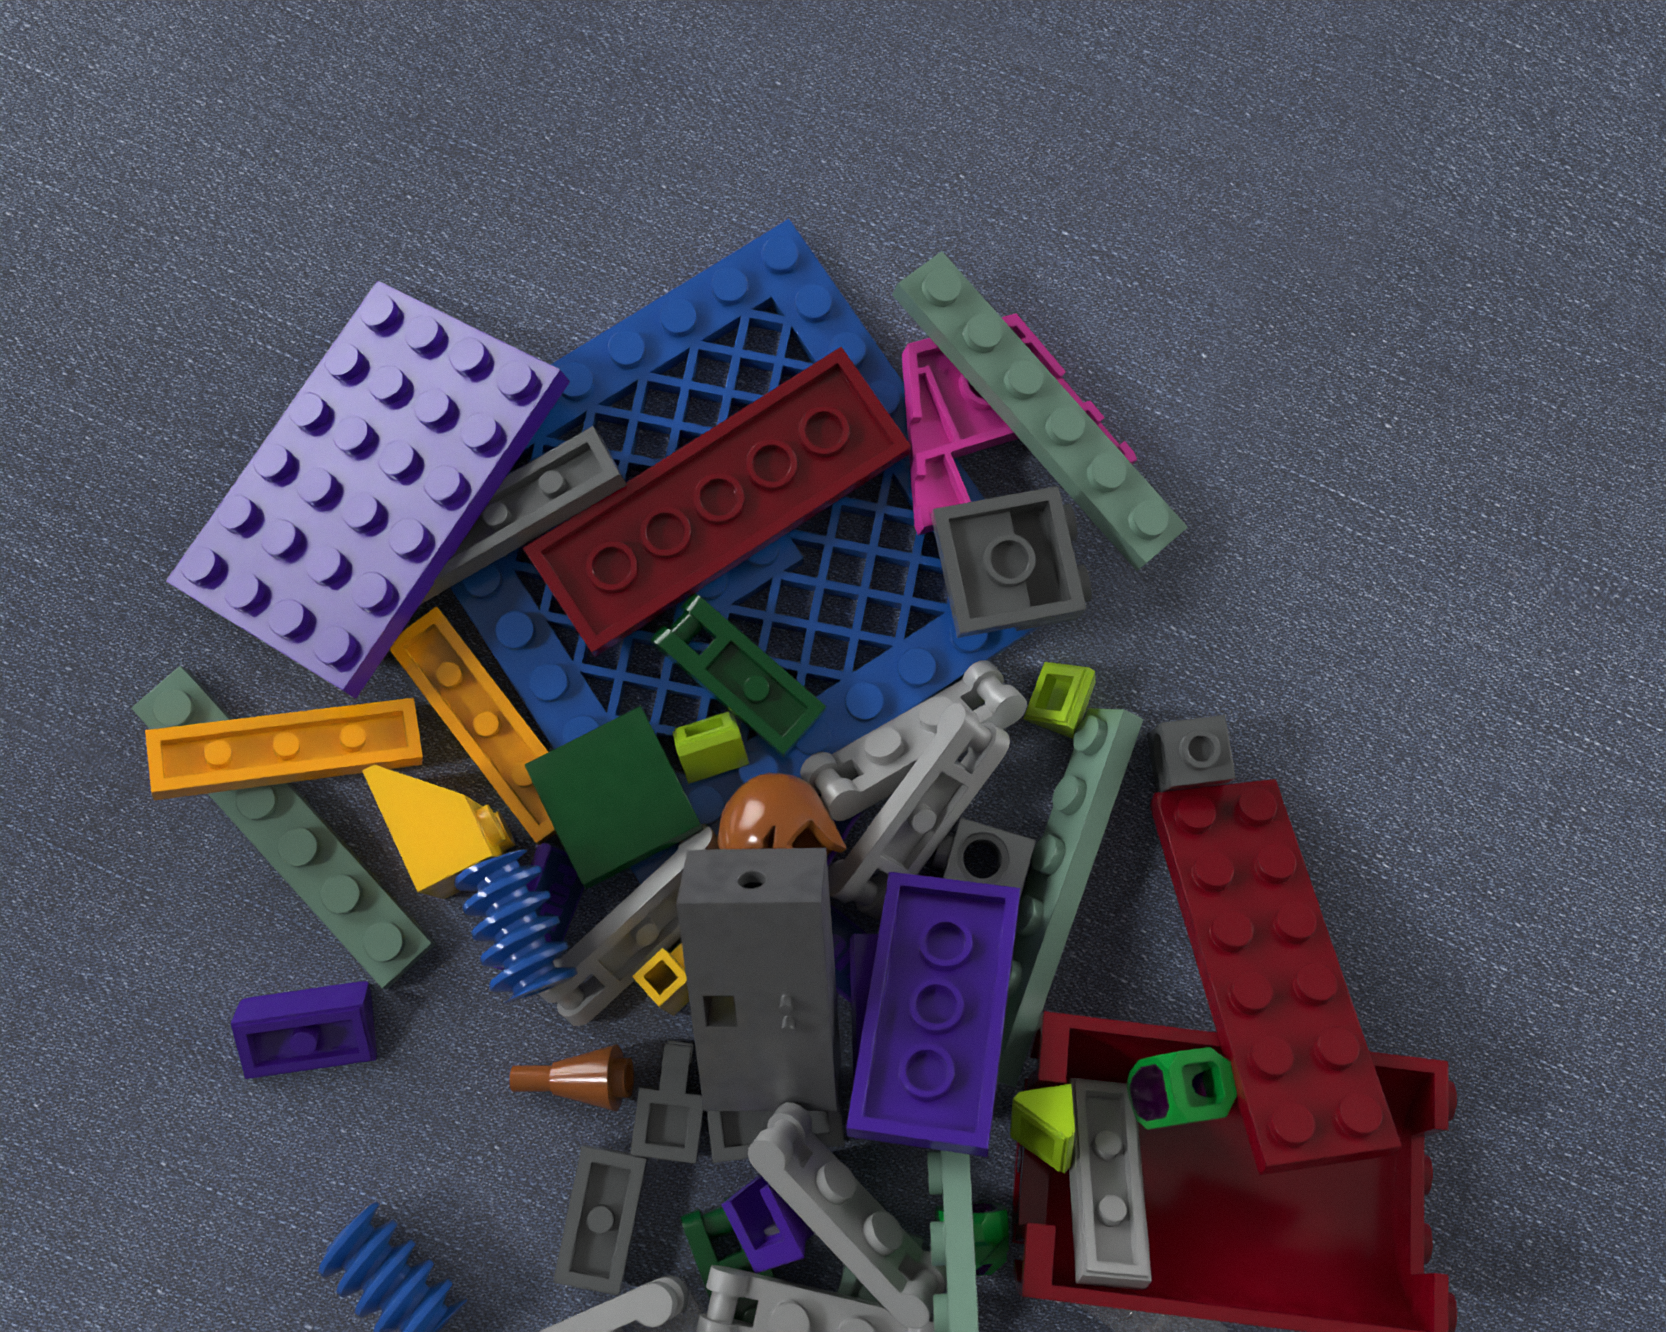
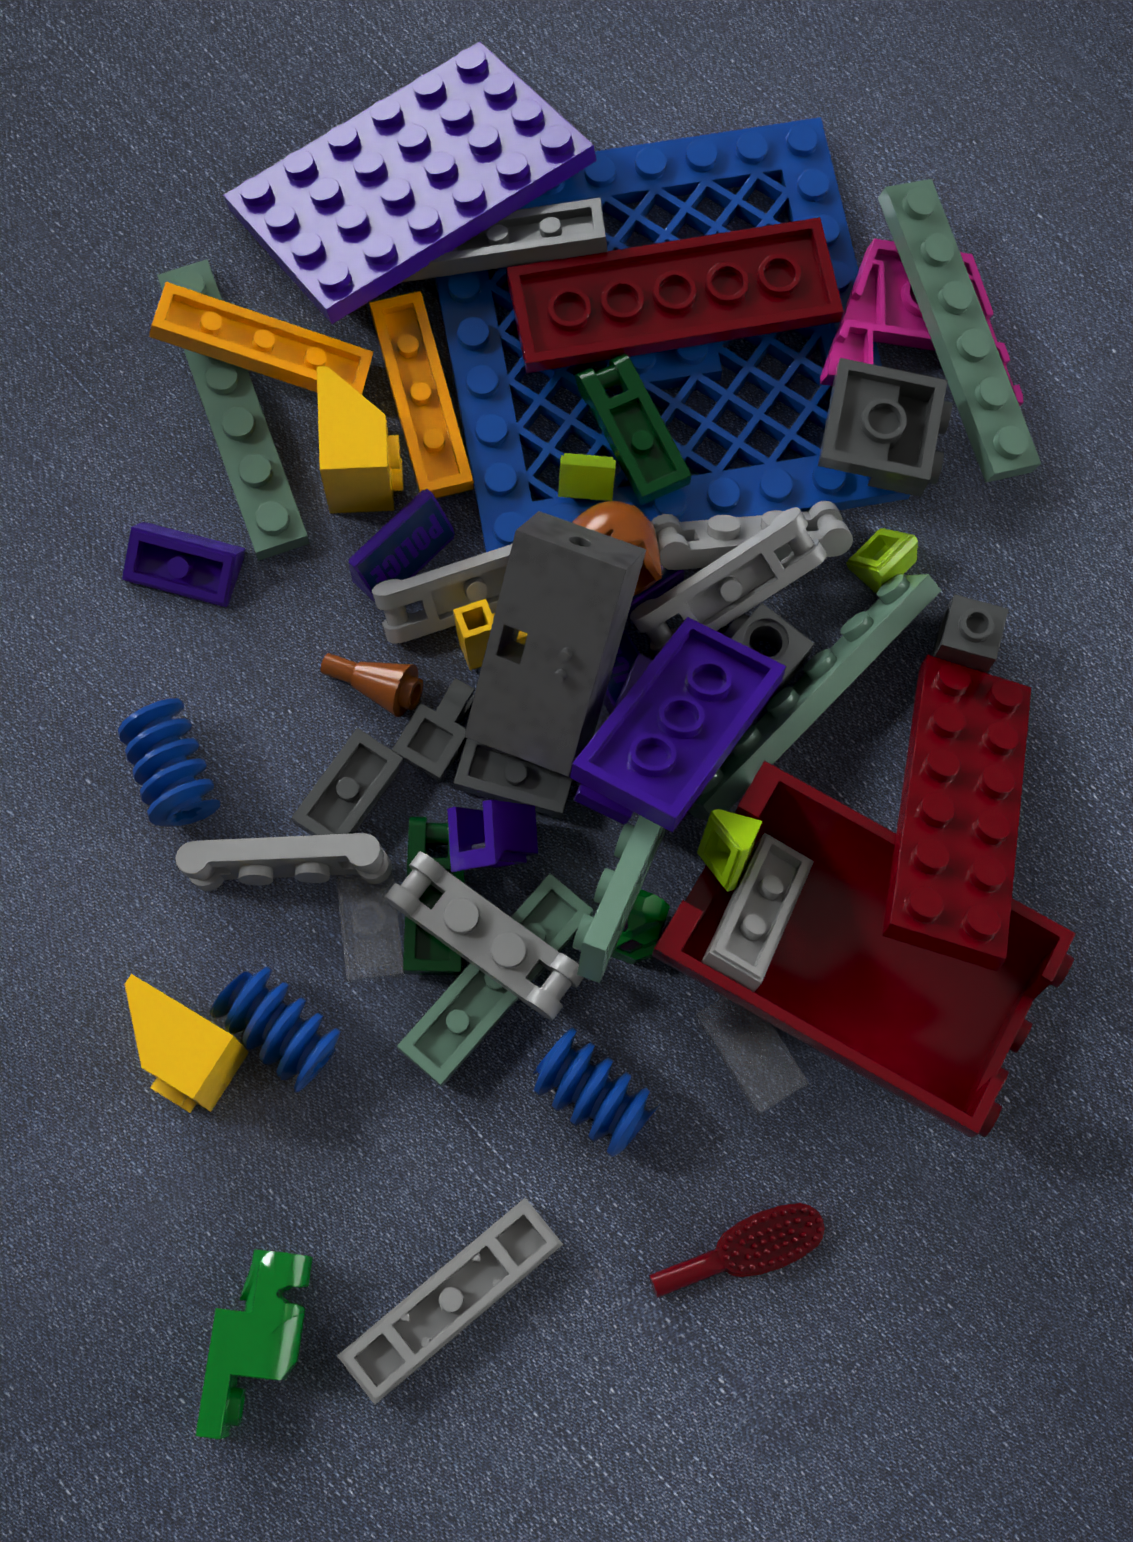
camera: 25 degrees right, 5 degrees down
(513, 926) = (379, 527): blue piece -> none
(613, 797) = (494, 476): dark green slope -> none
(847, 1216) = (538, 846): light grey plate -> none
(1181, 1088) = (849, 860): green rock -> none

